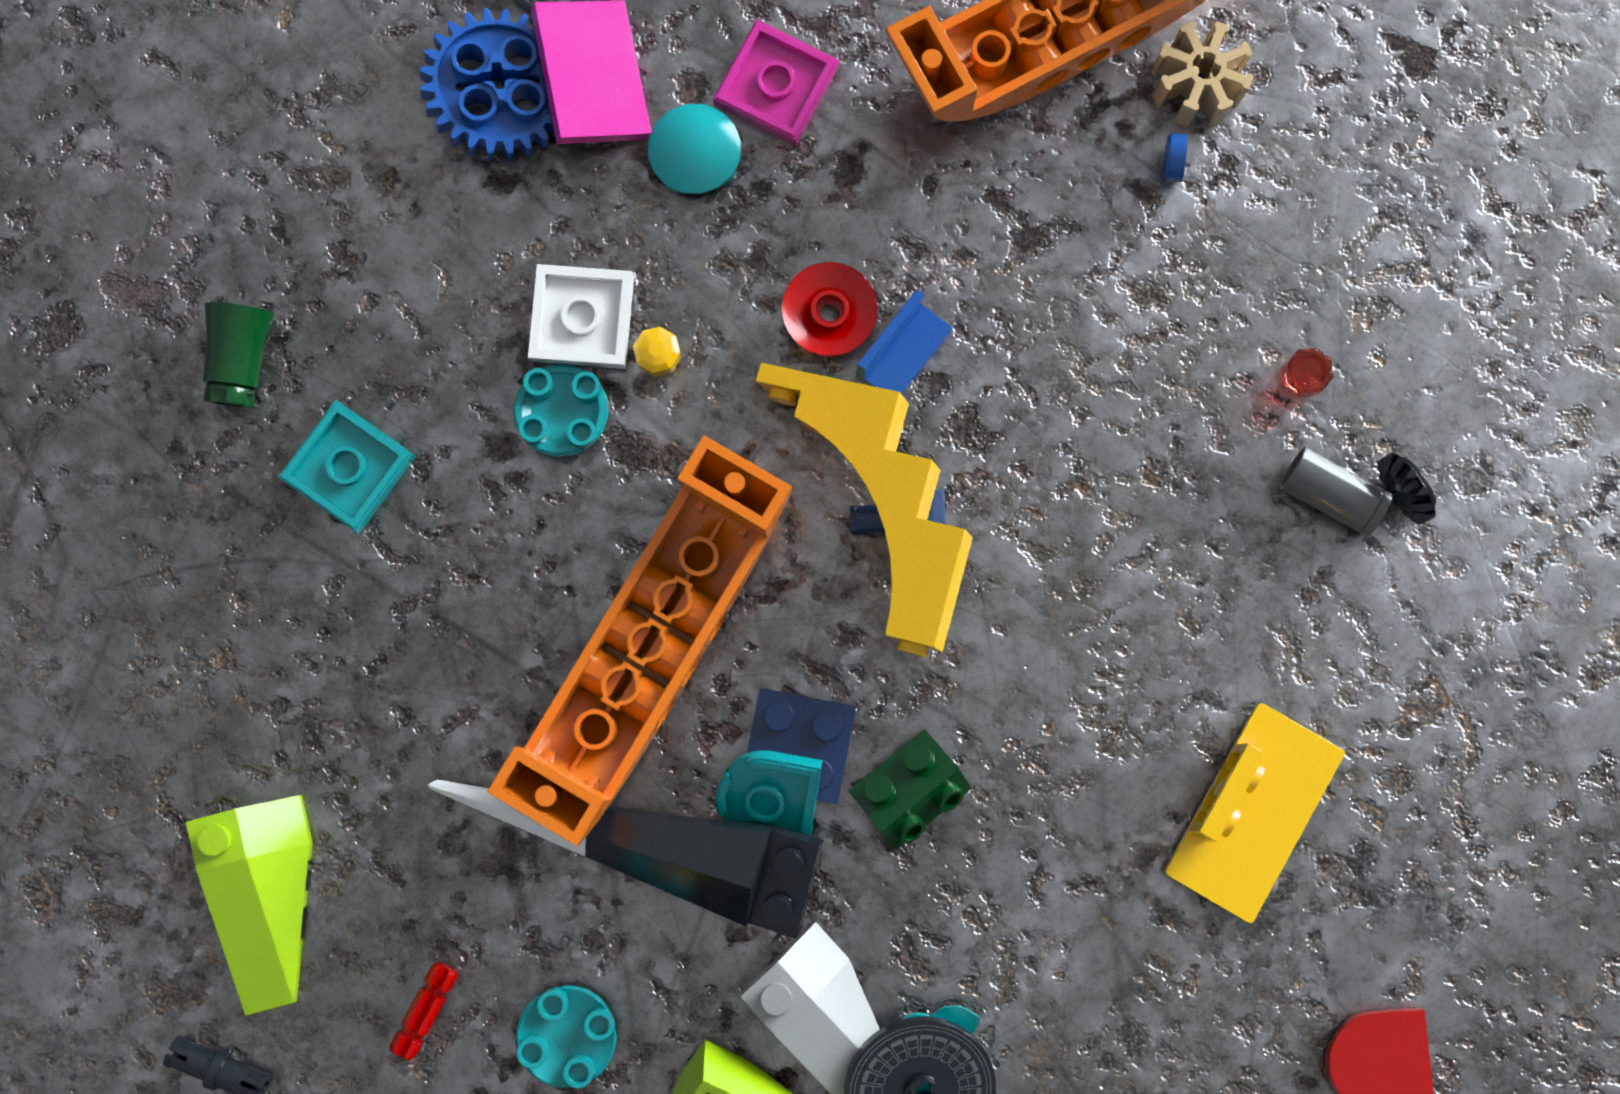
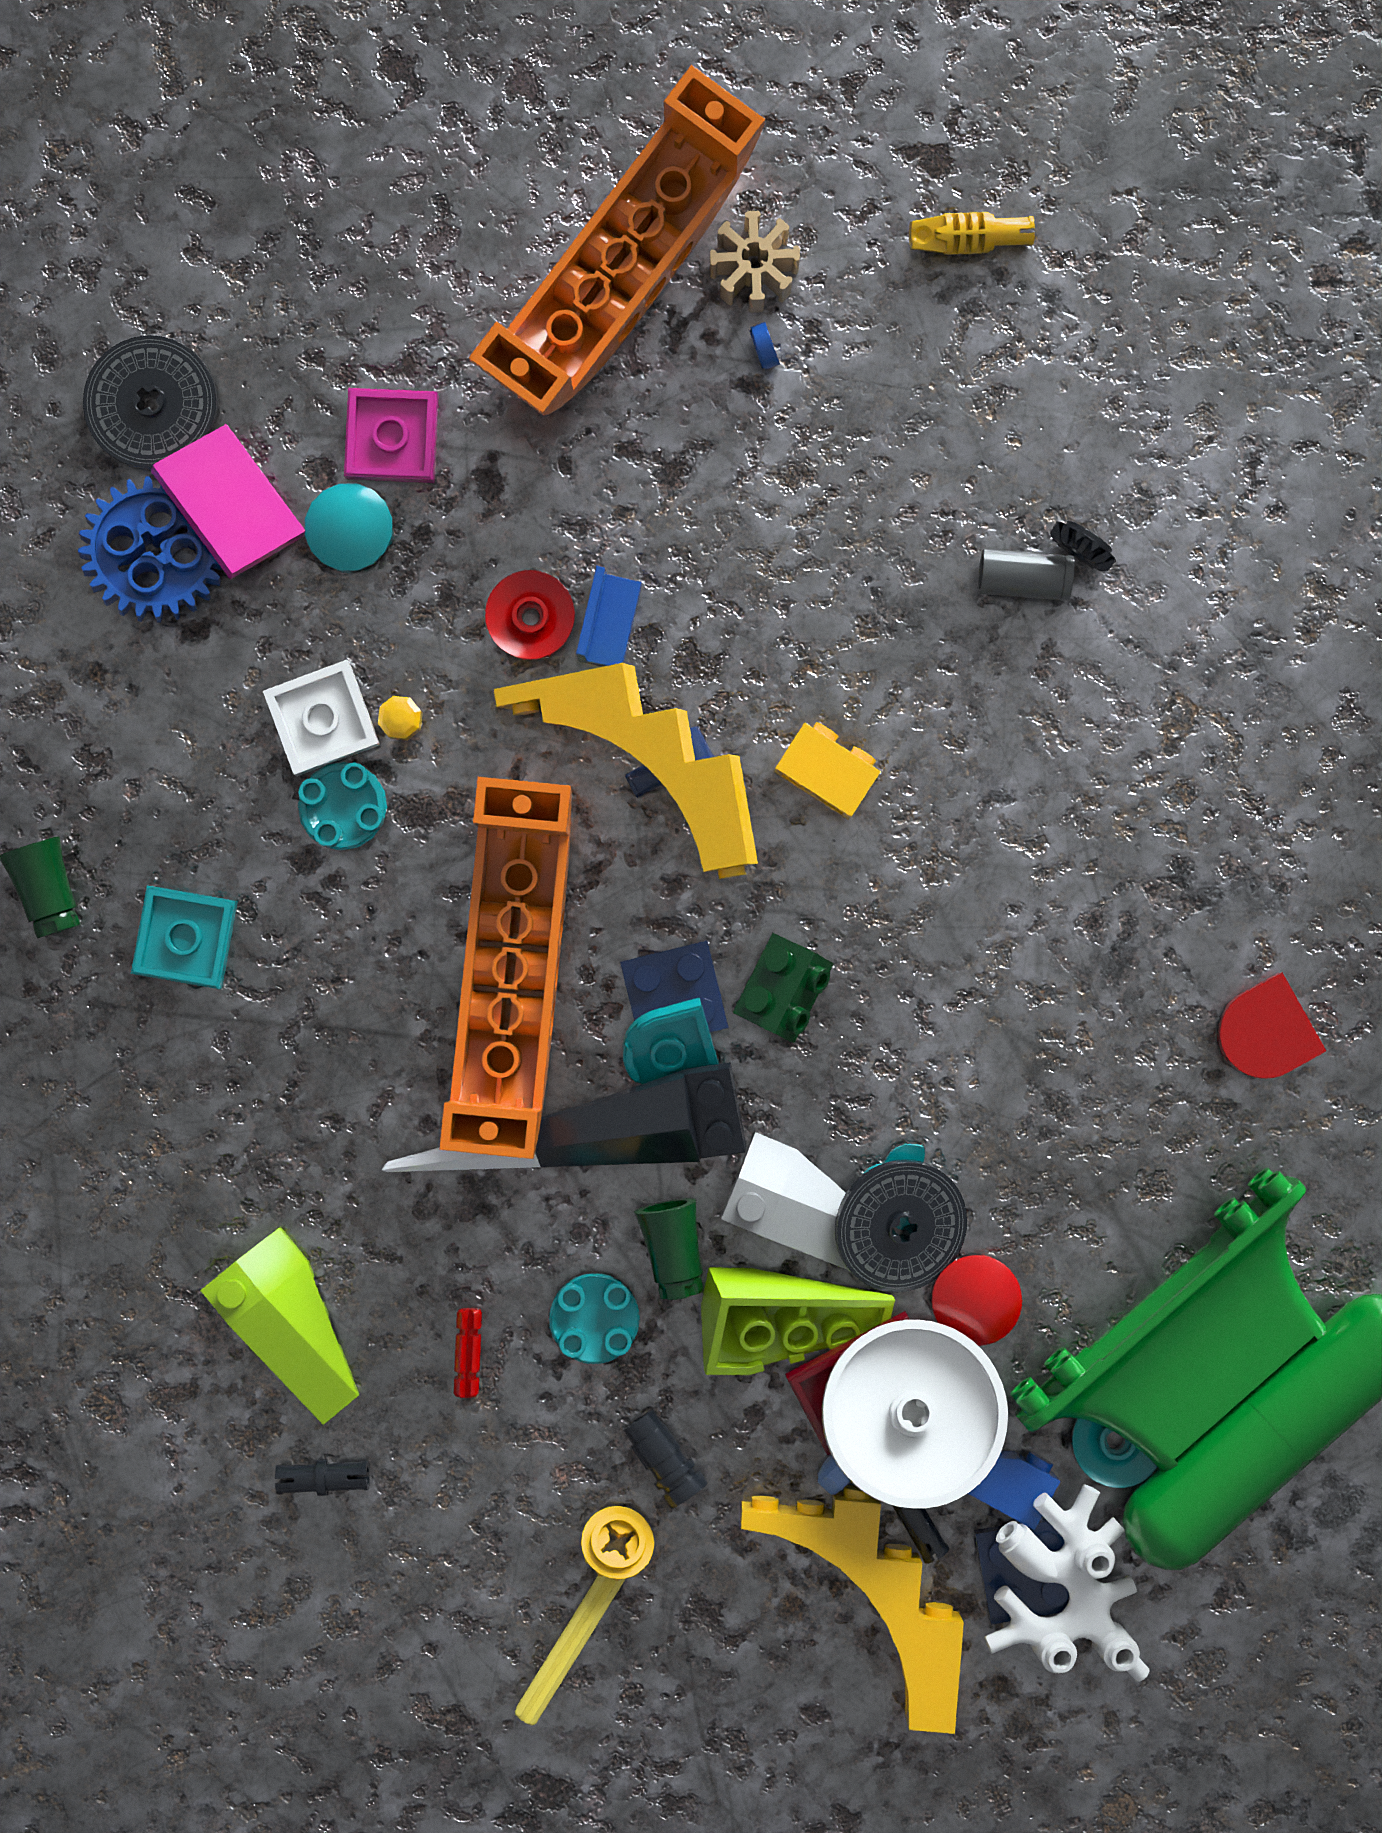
camera: 20 degrees left, 5 degrees up
(679, 1000) = (672, 1246): none -> dark green plant
(1053, 592) = (828, 769): none -> yellow brick
(1254, 812) = (1075, 874): yellow bracket -> none
(1308, 372) = (958, 482): clear red tile -> none
(1422, 140) = (968, 233): none -> yellow hinge

